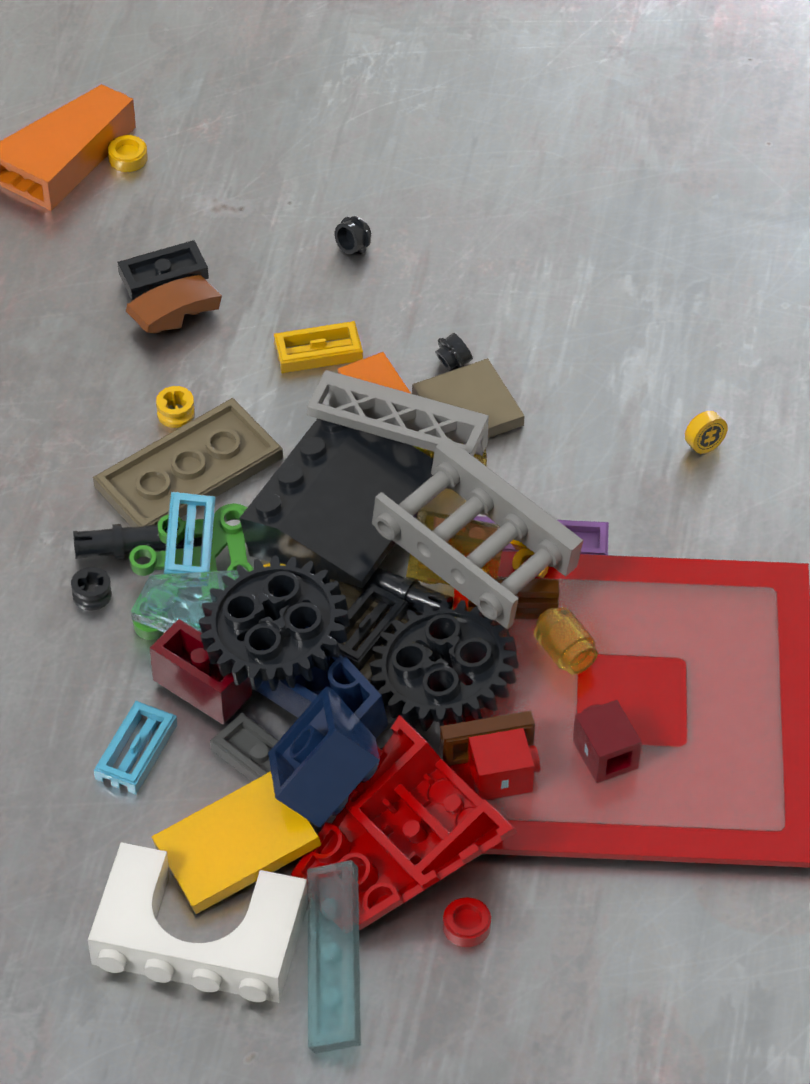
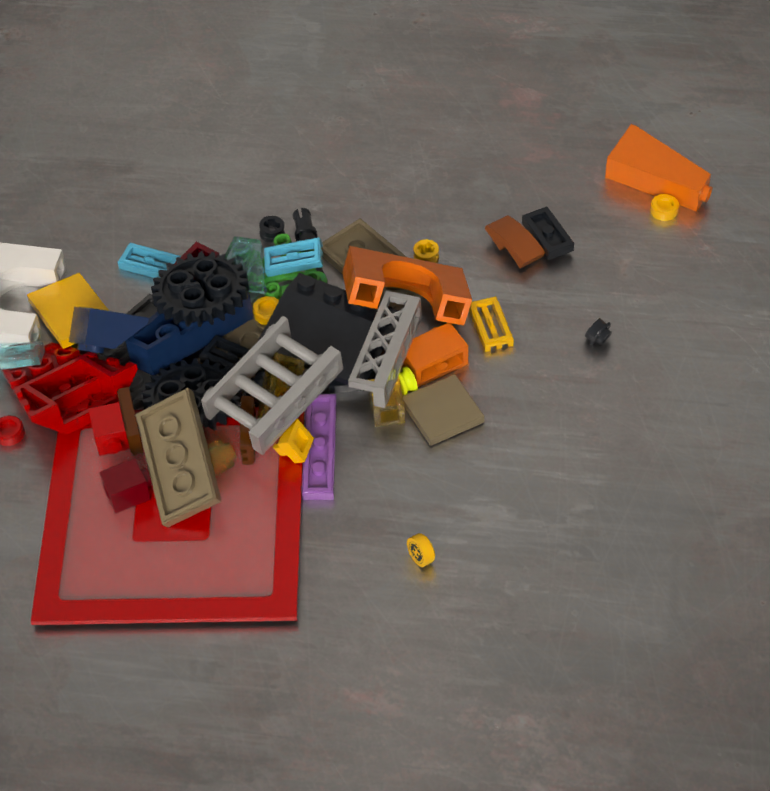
camera: 90 degrees right, 0 degrees up
(258, 420) = (441, 285): none -> orange arch
(453, 352) = (488, 396): black plate -> none
(573, 663) = (178, 458): none -> dark tan tile

